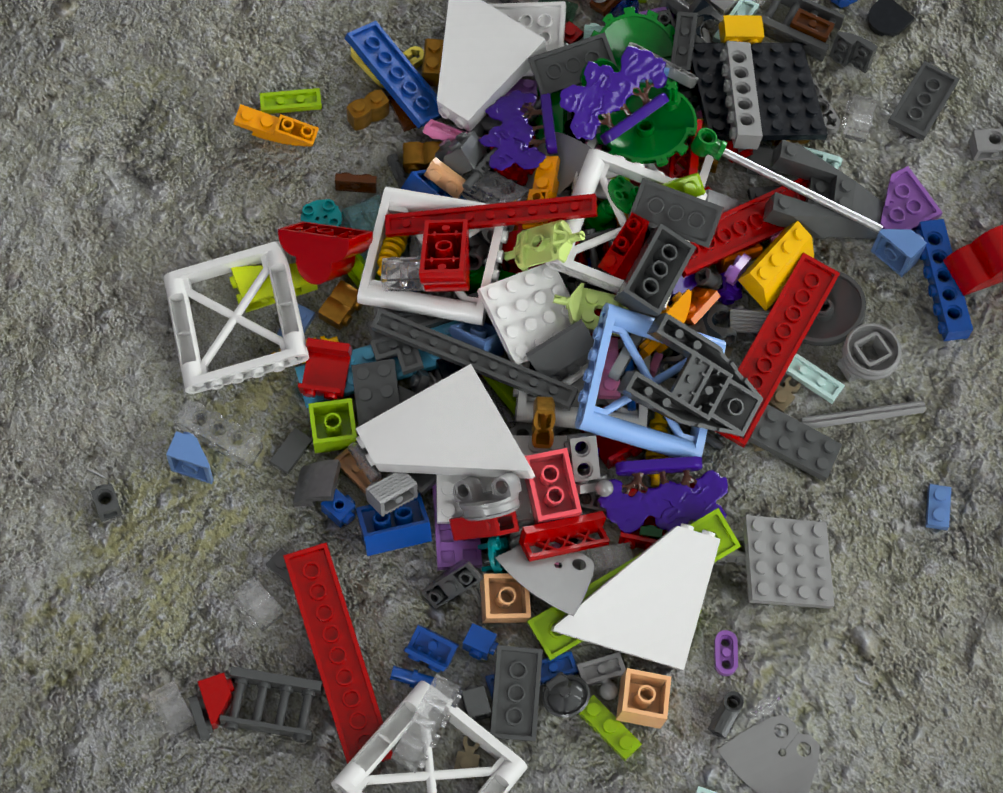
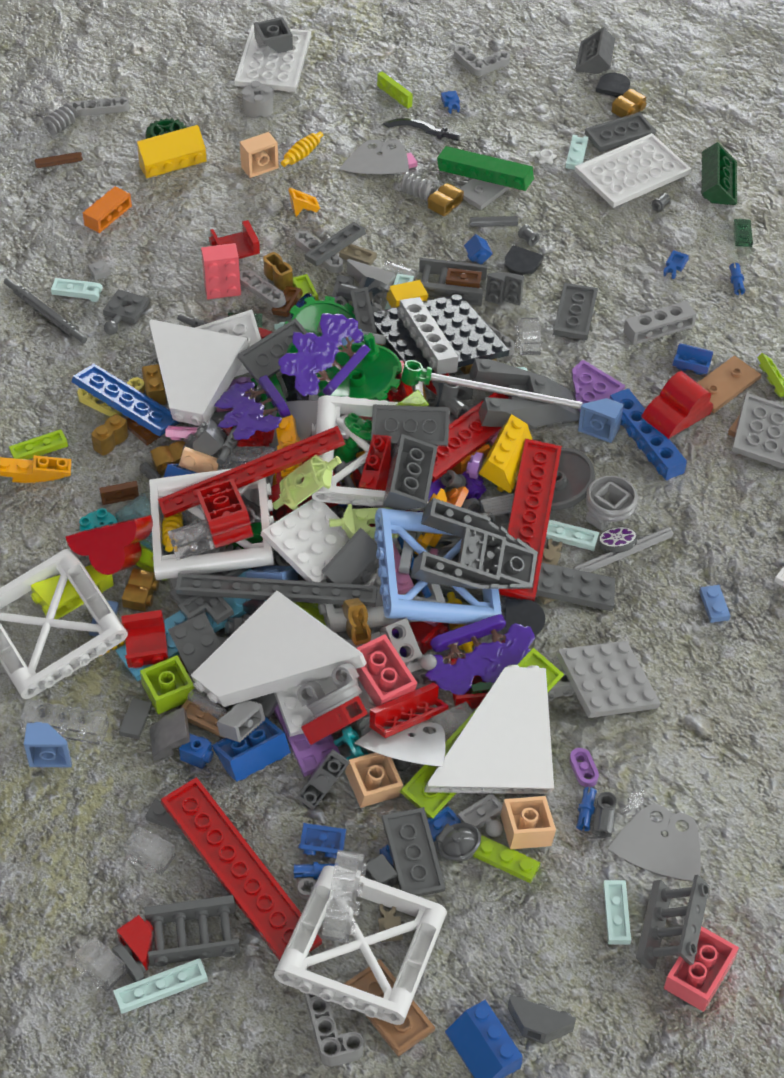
camera: 15 degrees left, 15 degrees down
(223, 751) = (160, 985): none -> light aqua plate
(393, 691) = (305, 882): none -> light grey bush
(480, 642) = (364, 822): blue brick -> none
(710, 700) = (586, 809): none -> blue pin
(727, 460) = (524, 613): none -> black tile
(735, 179) = (447, 397): none -> dark grey connector
(862, 400) = (618, 539): none -> tile

